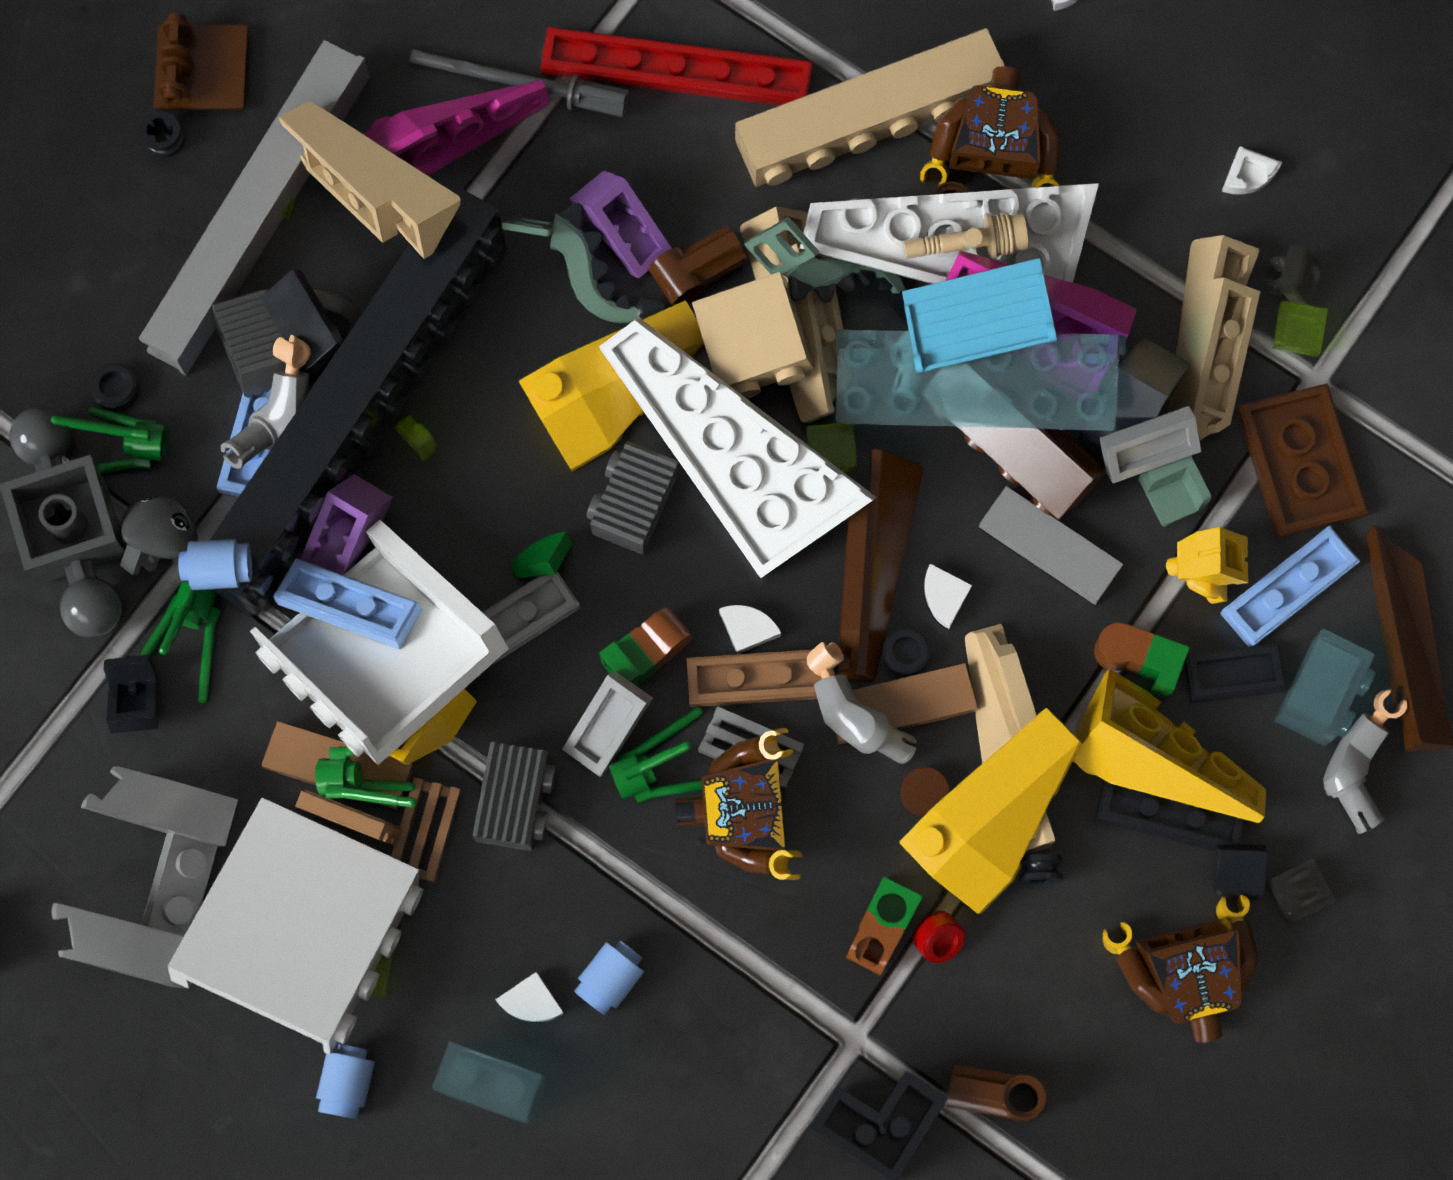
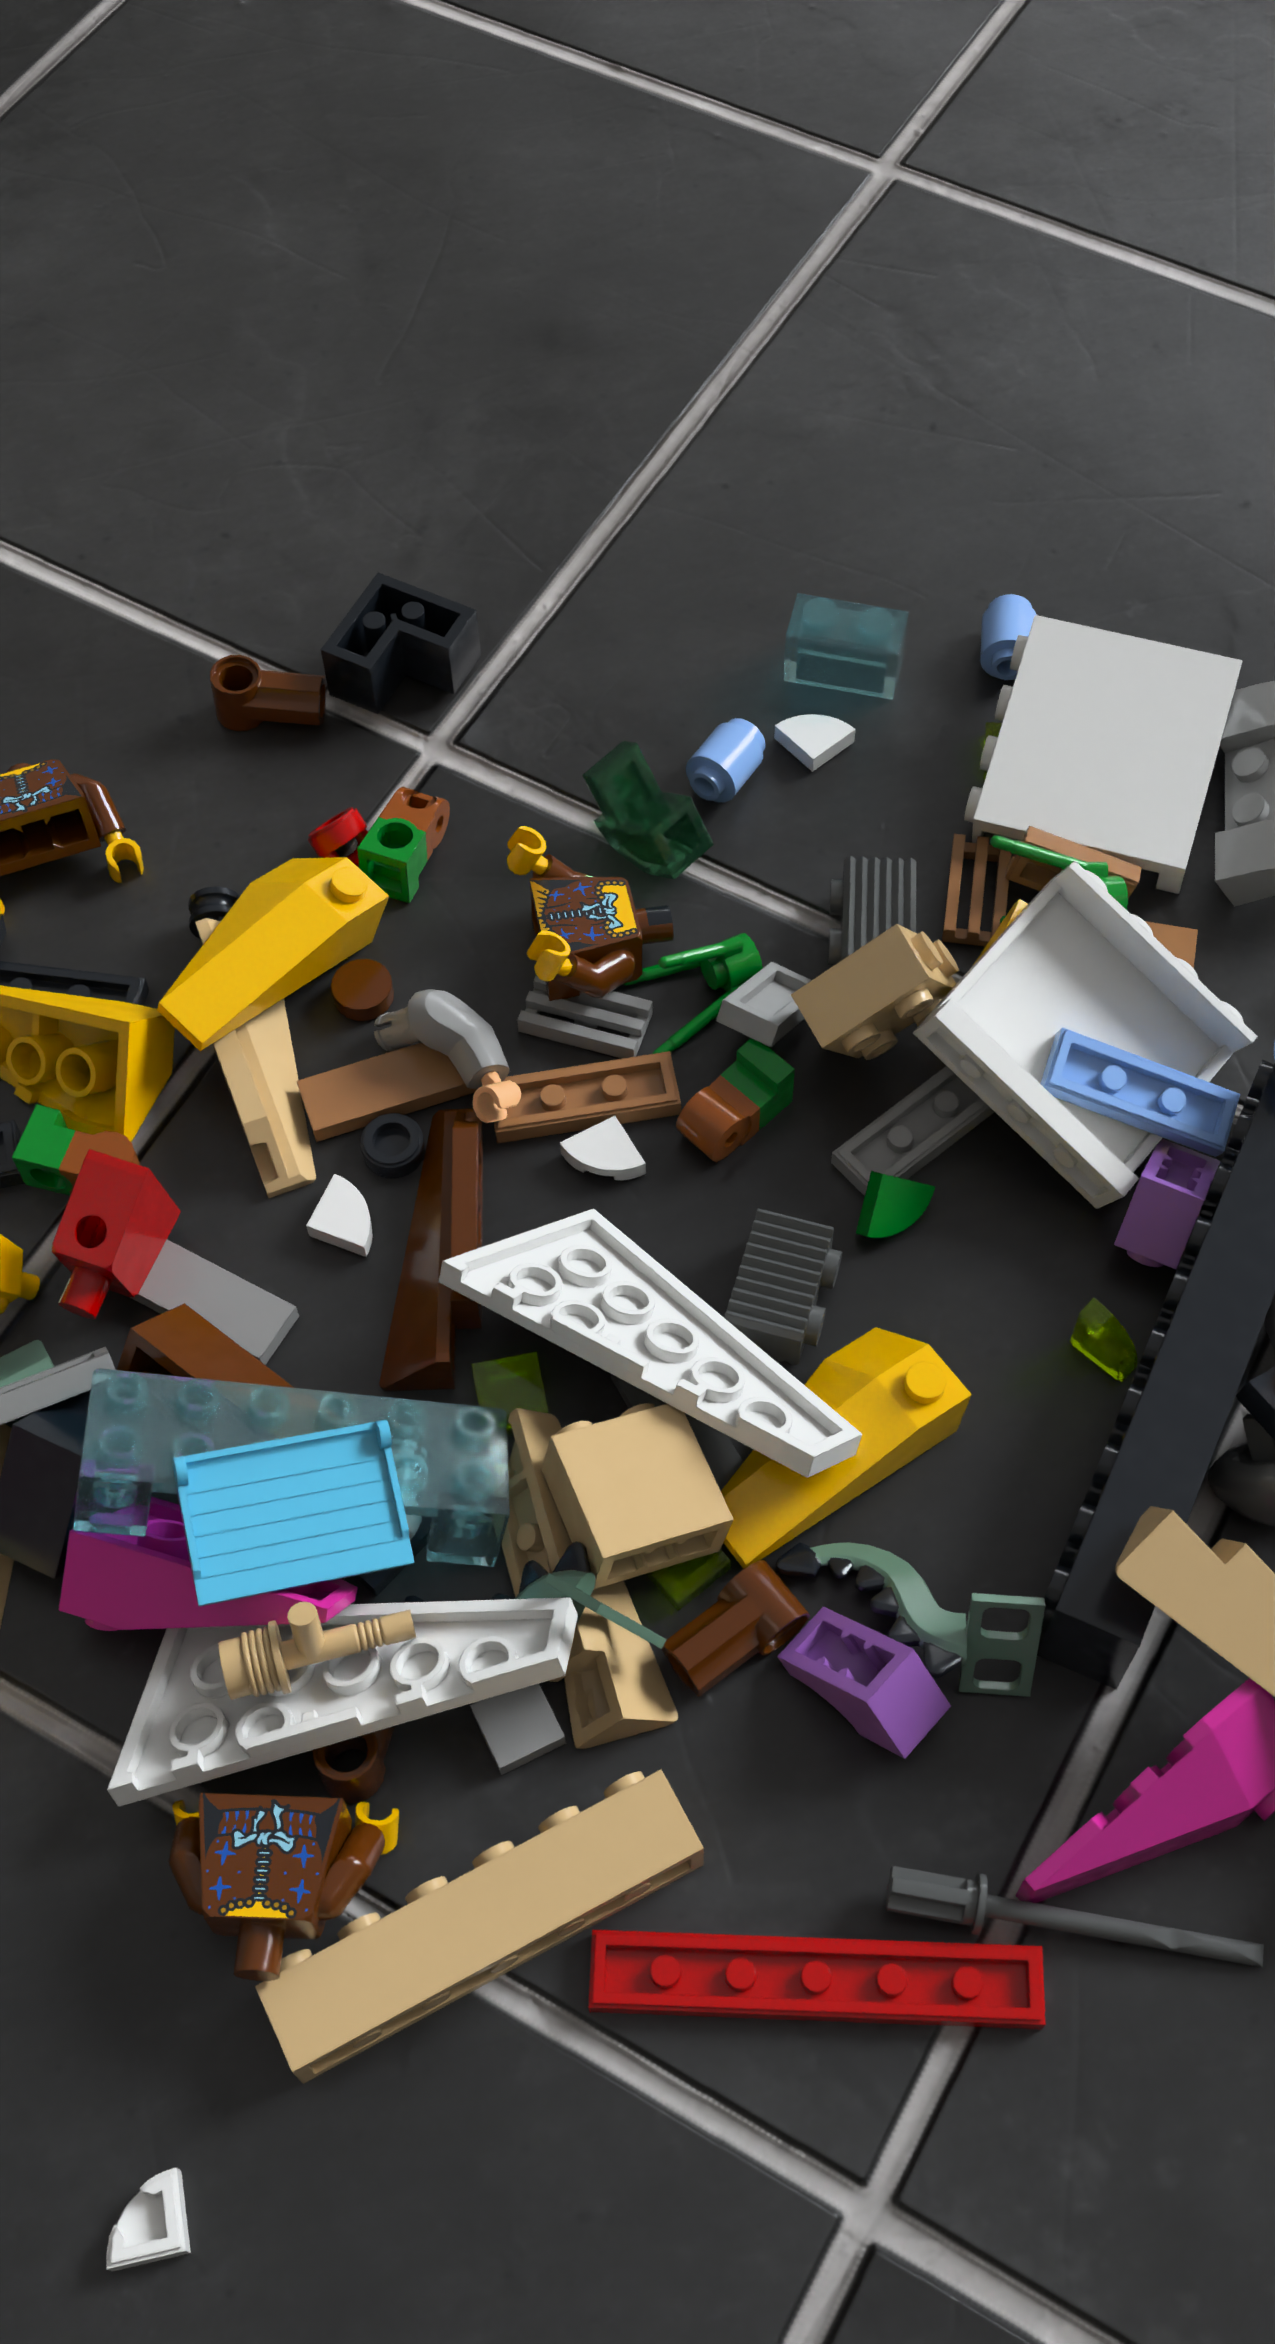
camera: 175 degrees right, 15 degrees down
(527, 693) = (877, 992): none -> tan brick
(682, 912) = (642, 823): none -> clear green brick
(1110, 566) = (111, 1231): none -> red torso

